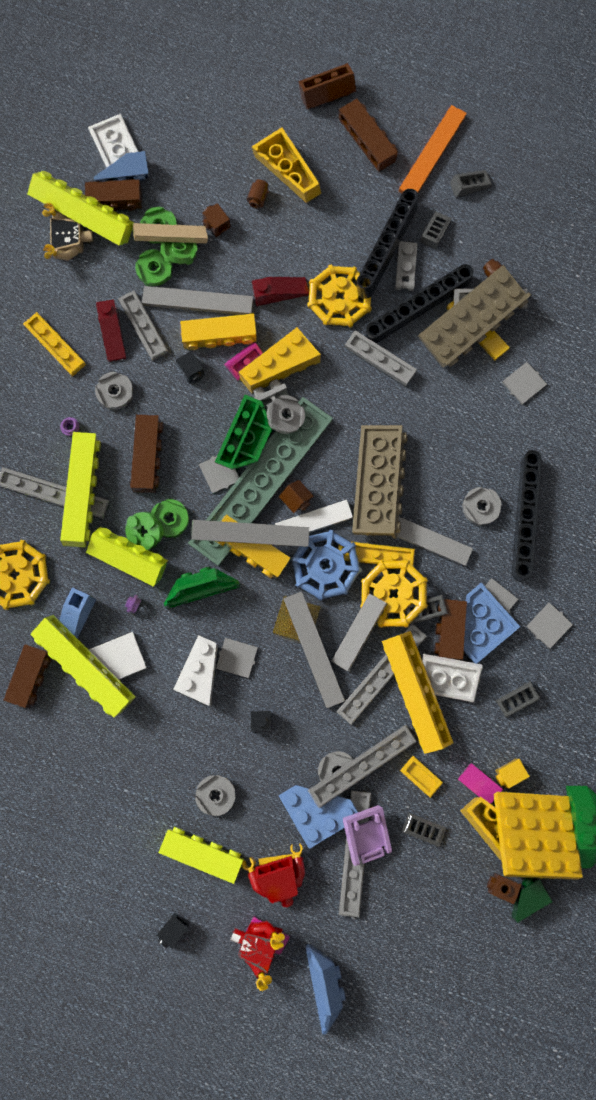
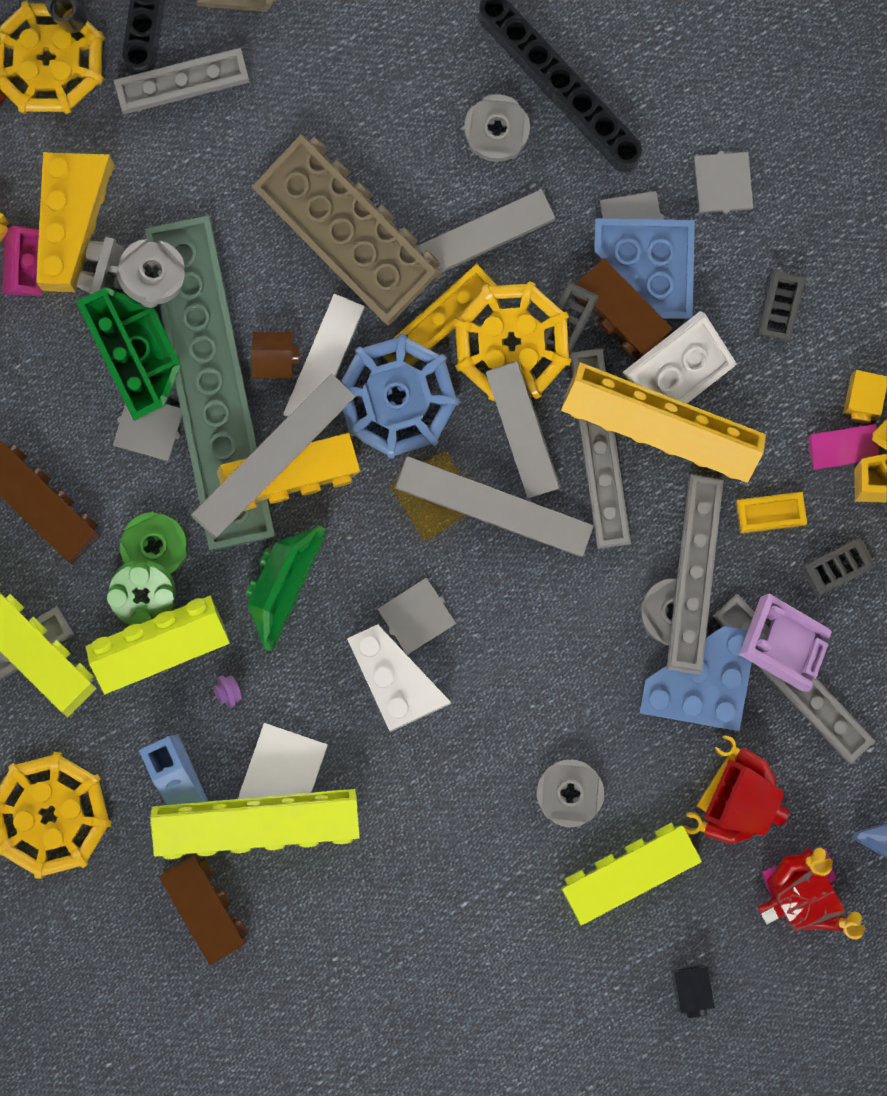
camera: 50 degrees left, 5 degrees up
(261, 721) = (527, 654): black brick -> none

